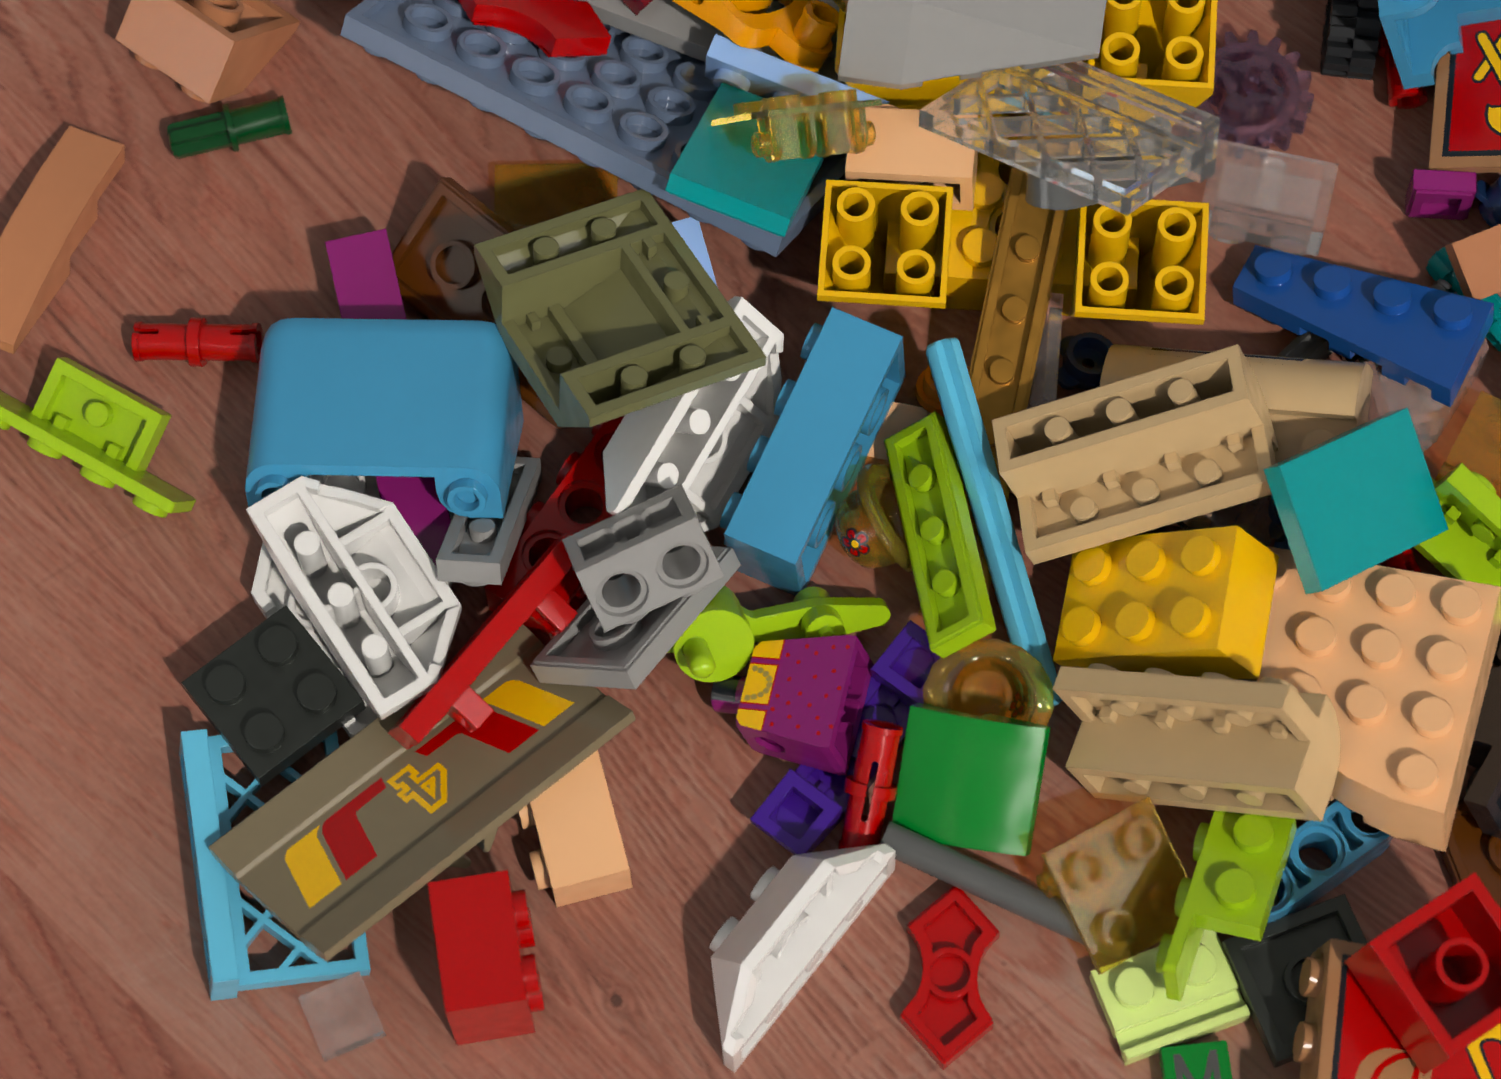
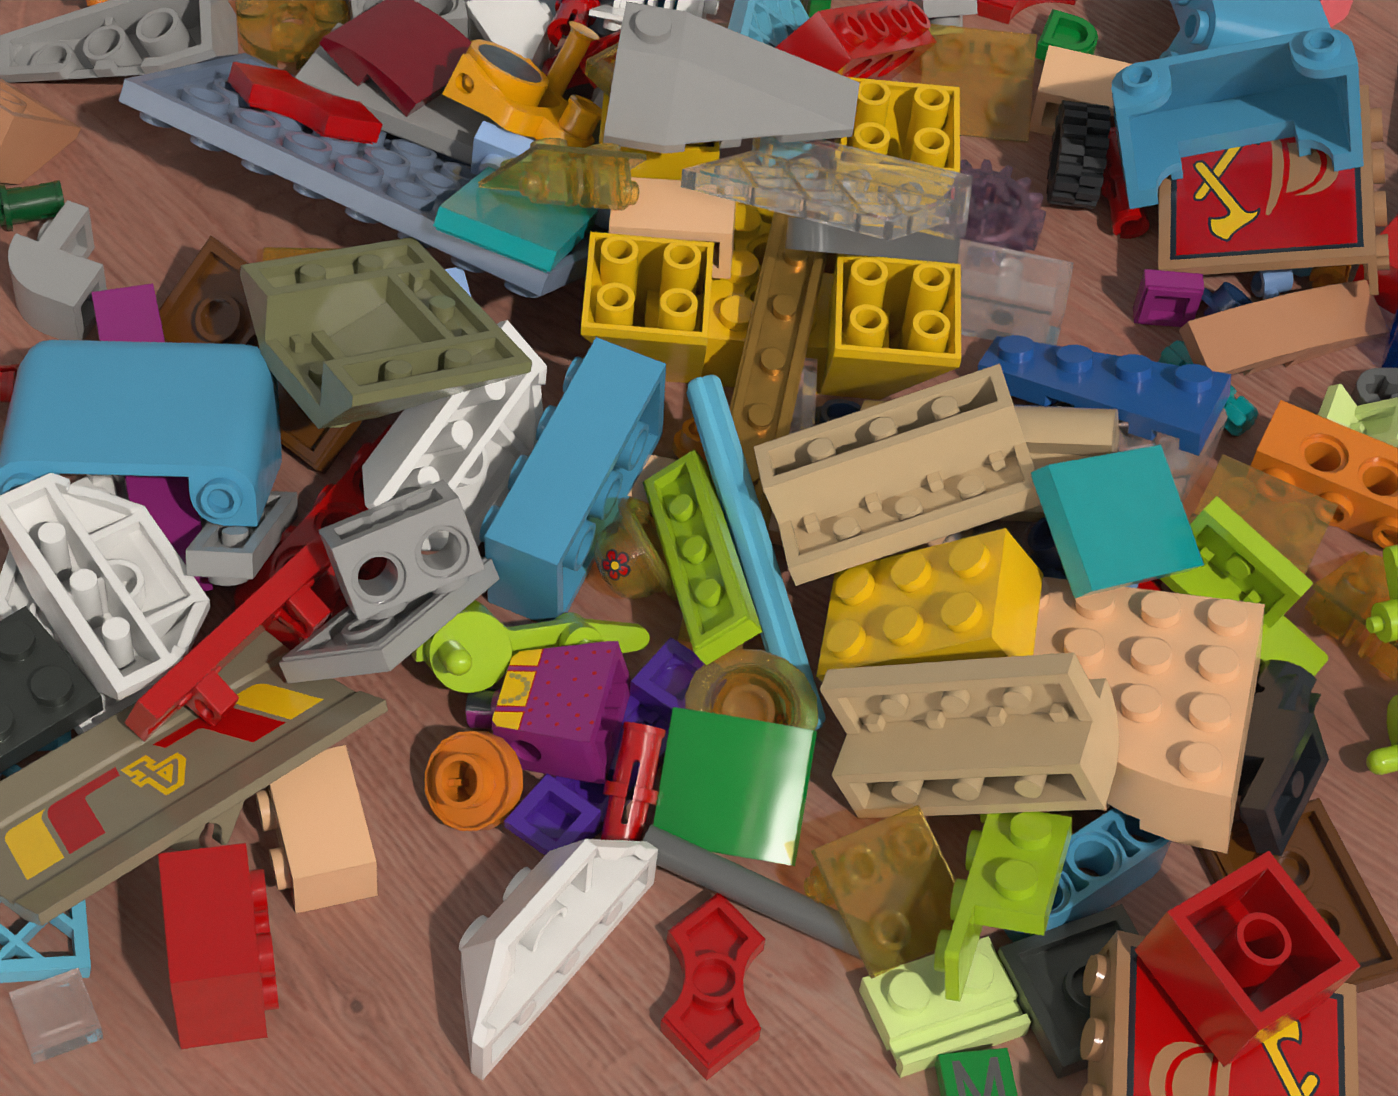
camera: 10 degrees left, 15 degrees down
(282, 221) = (55, 277): none -> light grey brick
(720, 776) = (473, 780): none -> orange plate

